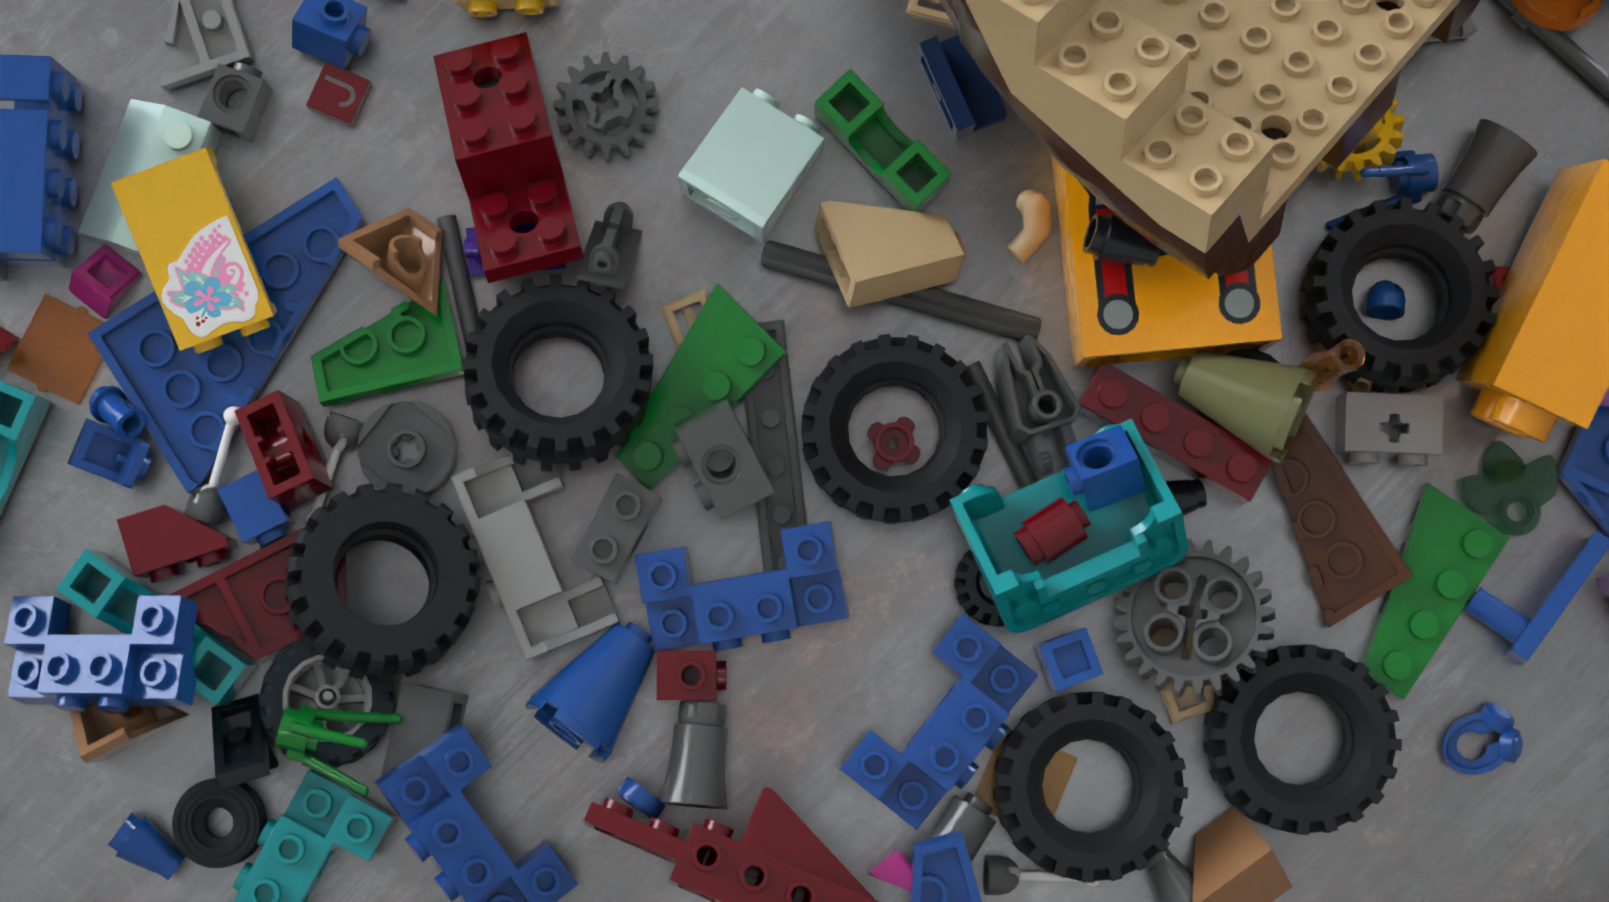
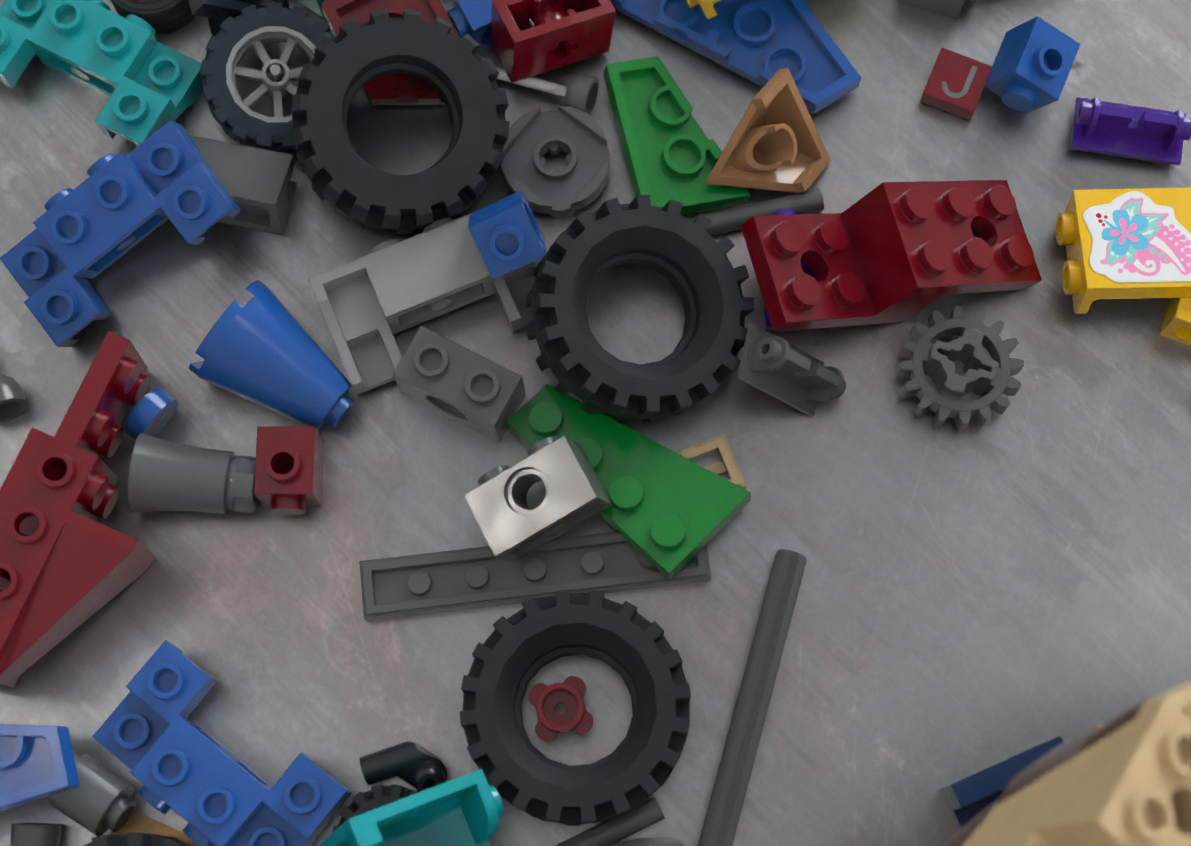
camera: 100 degrees right, 10 degrees down
(303, 731) = (228, 41): green plant -> none
(493, 483) = (507, 235): none -> blue brick
(743, 605) = (367, 534): blue bracket -> none
(751, 163) = (900, 534): light aqua slope -> none
(872, 137) = (931, 691): green arch -> none
(887, 250) = (796, 699): tan slope -> none
(893, 869) = (47, 705): dark pink slope -> none
(937, 566) = (408, 762): none -> black arm

